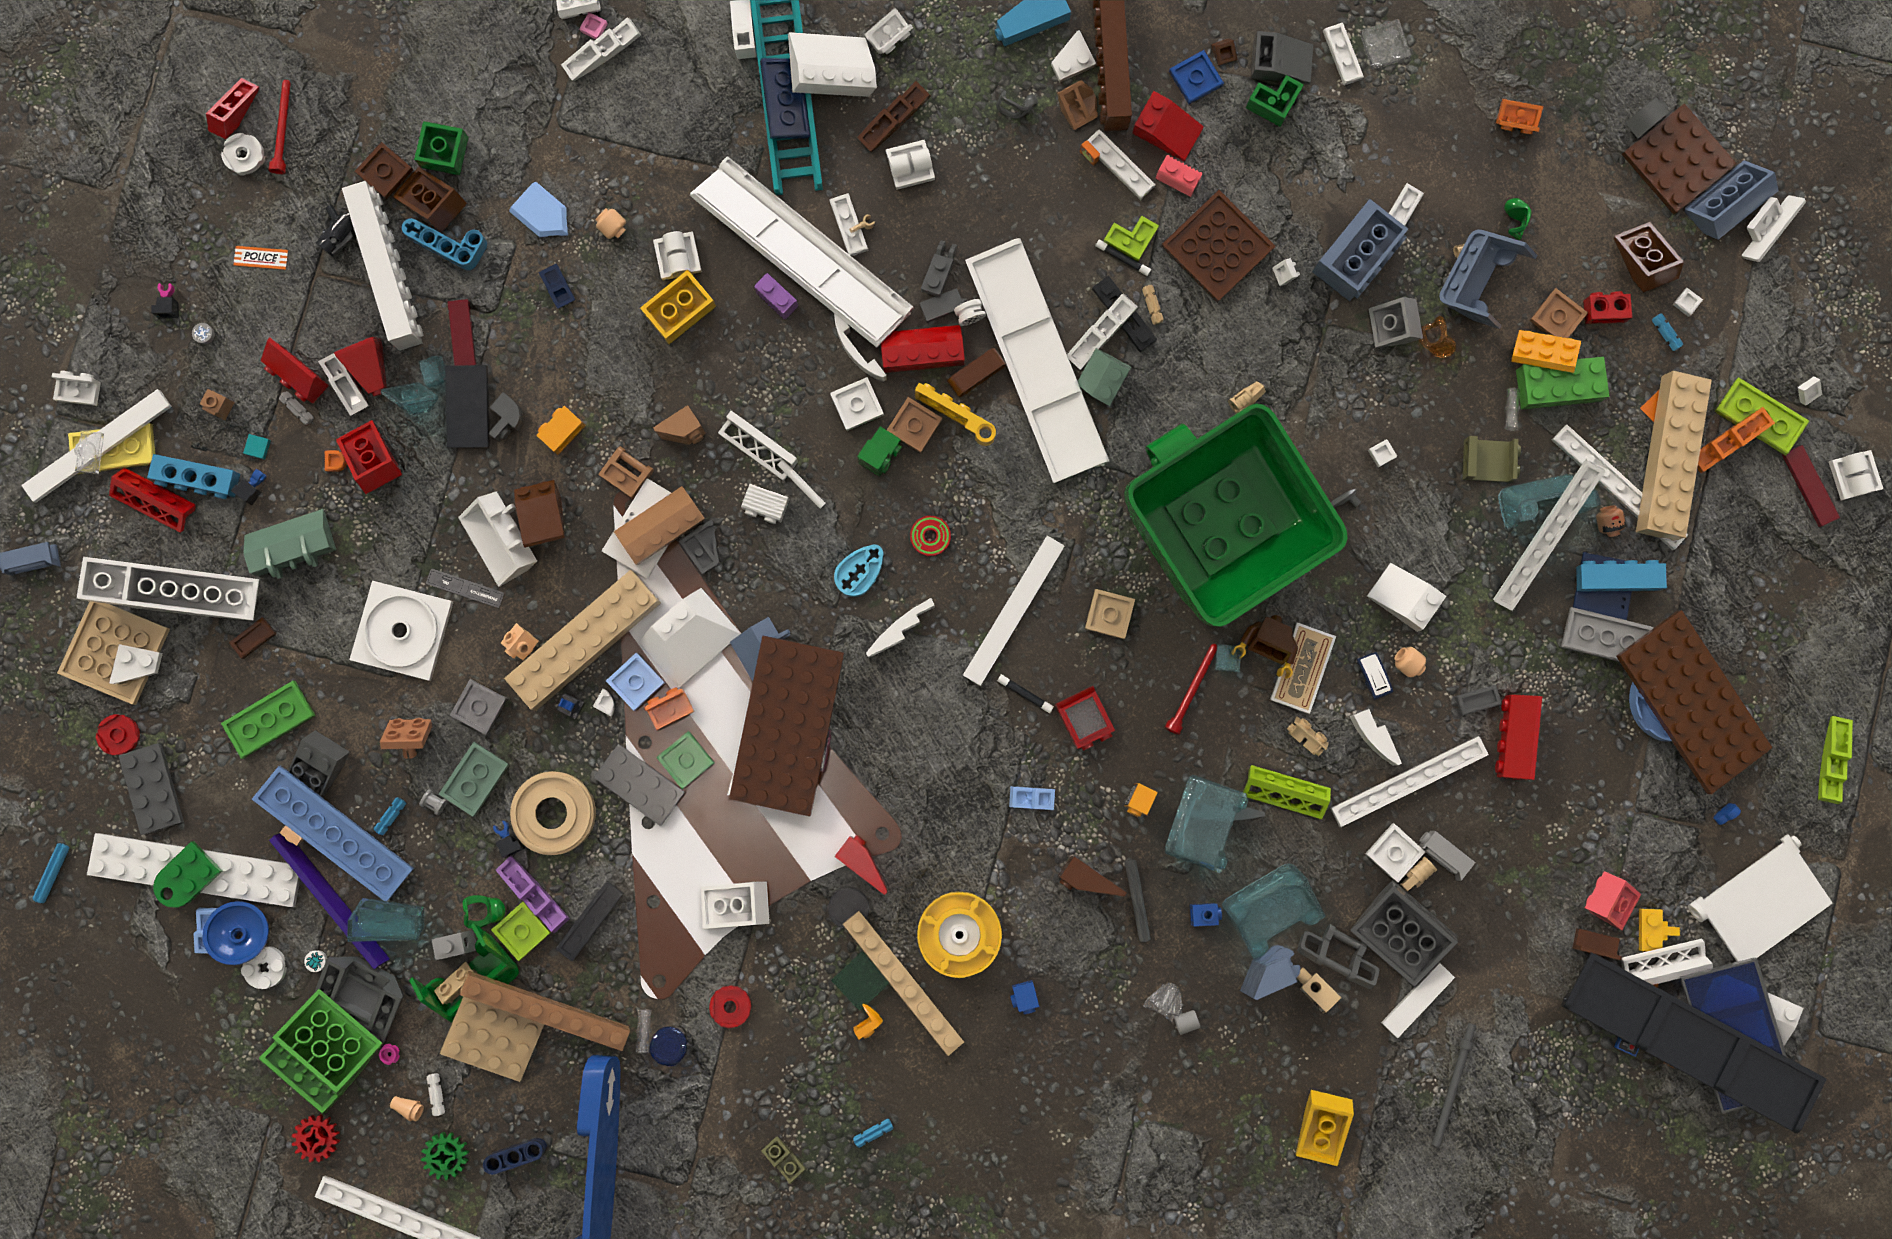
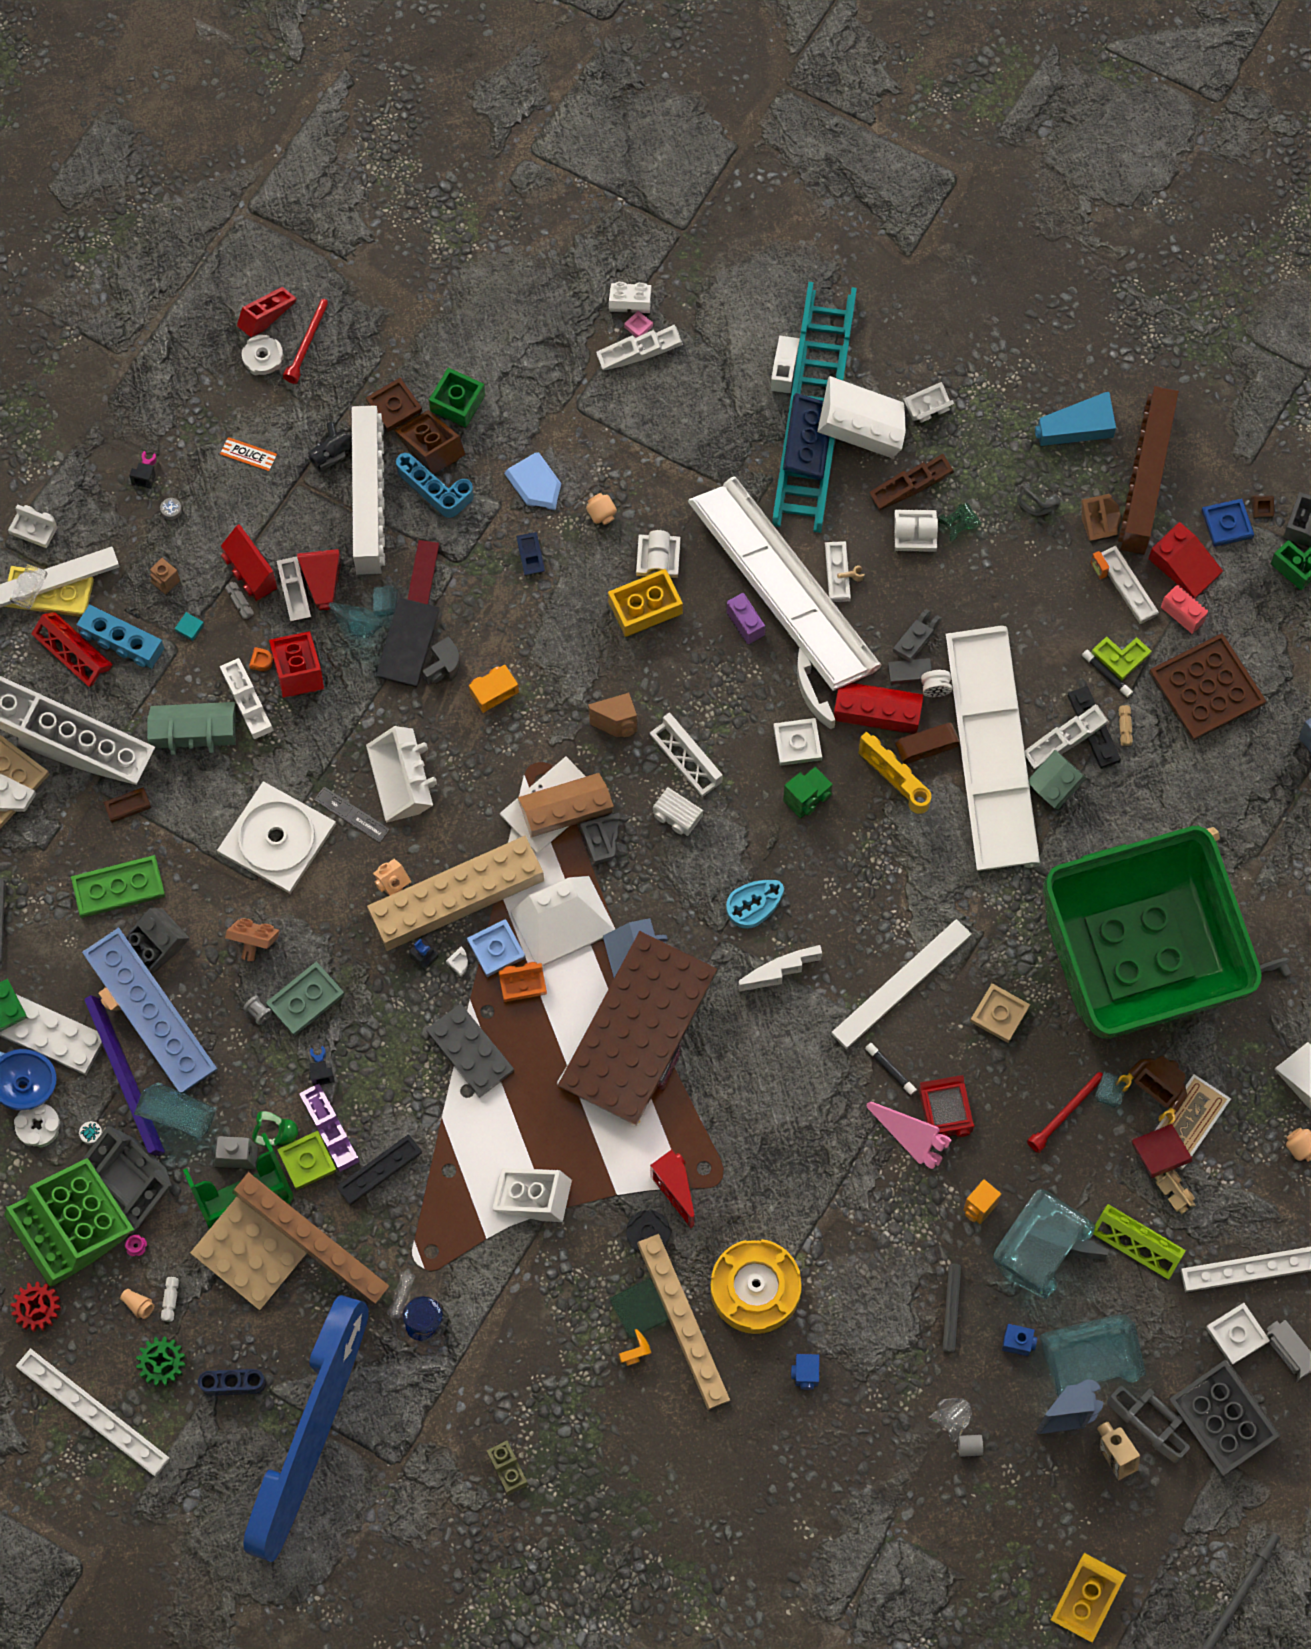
camera: 20 degrees right, 15 degrees down
(247, 490) = (168, 665): black piece -> none
(332, 503) = (246, 698): none -> white slope
(389, 816) = (209, 1012): dark azure axle -> none
(452, 985) = (217, 1195): tan hinge -> none
(478, 707) = (331, 930): flat silver plate -> none
(539, 513) = (450, 757): reddish brown slope -> none
(579, 819) = (379, 1080): tan piece -> none
(621, 477) = (541, 749): medium nougat plate -> none
(685, 760) = (523, 1039): tile -> none
(718, 1010) = (500, 1309): red tile -> none
(801, 484) = (719, 803): white bar -> none
(873, 1133) = (608, 1466): dark azure axle -> none
(914, 424) = (851, 776): medium nougat plate -> none
(926, 524) = (838, 876): red tile -> none
(952, 135) = (965, 514): none -> clear green piece
(1032, 798) = (869, 1174): light blue slope -> none
(1061, 751) = (912, 1134): none -> bright pink flag
(1073, 59) = (1107, 474): white wing -> none
(1084, 878) = (903, 1266): reddish brown slope -> none
(1285, 271) = (1270, 728): white tile -> none
(1288, 705) = (1161, 1150): none -> dark red tile
(1375, 675) = (1262, 1149): slope -> none
(1375, 737) = (1246, 1210): white slope -> none
(1417, 1000) = (1223, 1494): white tile -> none
(1418, 874) = (1257, 1362): tan hinge -> none

